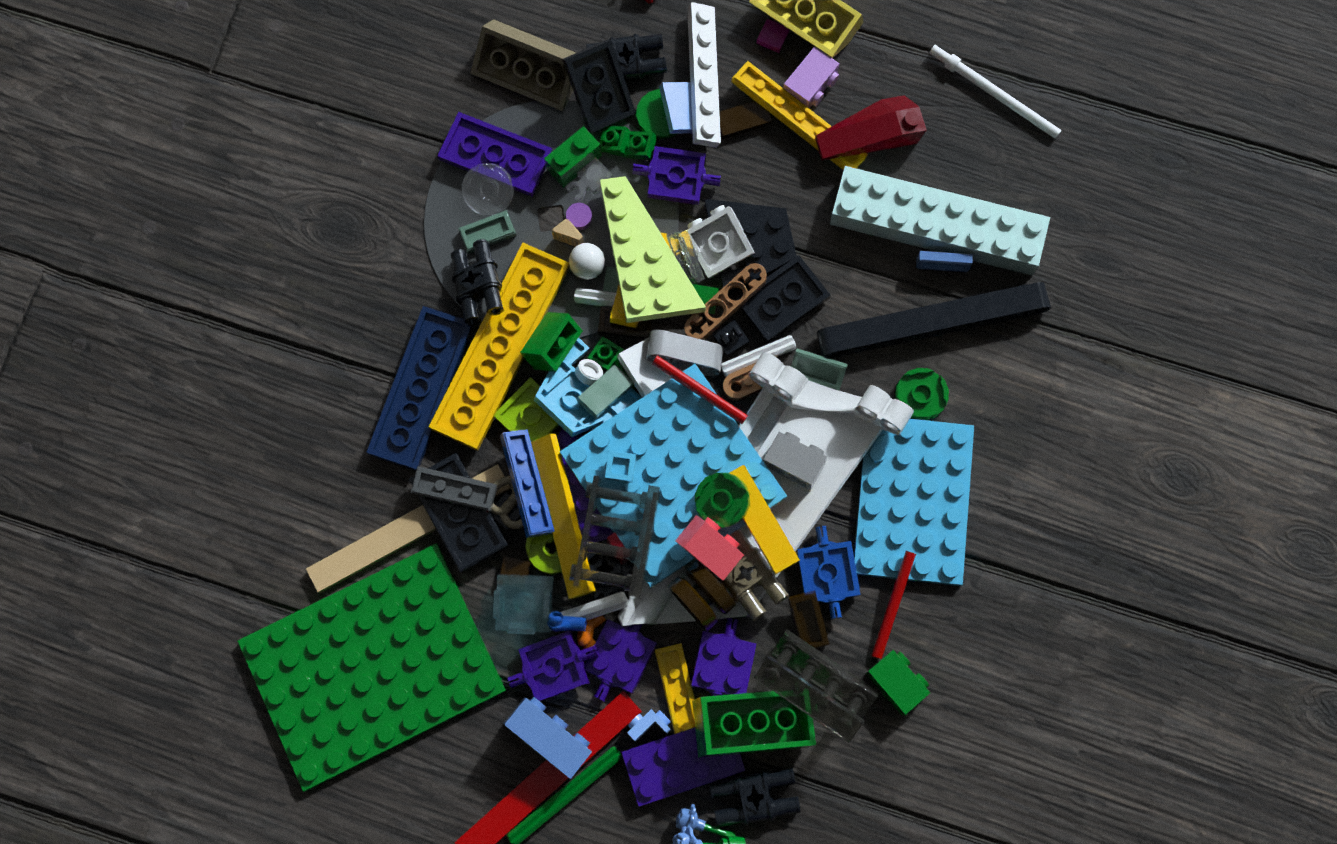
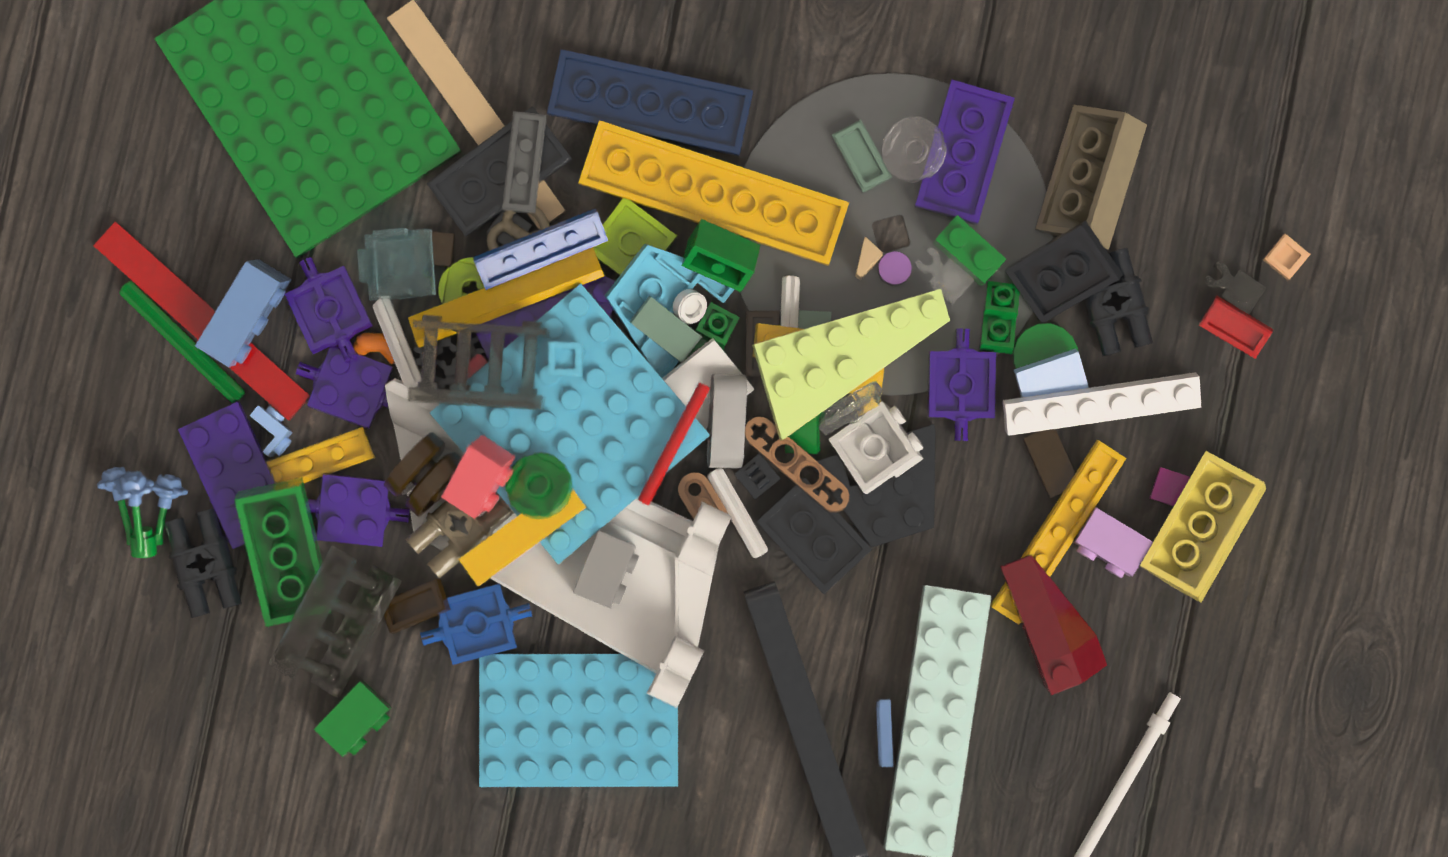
camera: 80 degrees right, 10 degrees up
(477, 282) = (789, 153): black pin -> none
(558, 622) = (377, 313): blue arm -> none
(586, 261) = (832, 285): white piece -> none
(819, 369) = (727, 587): sand green tile -> none
(893, 604) = (445, 705): red bar -> none
(923, 392) = (712, 719): green tile -> none

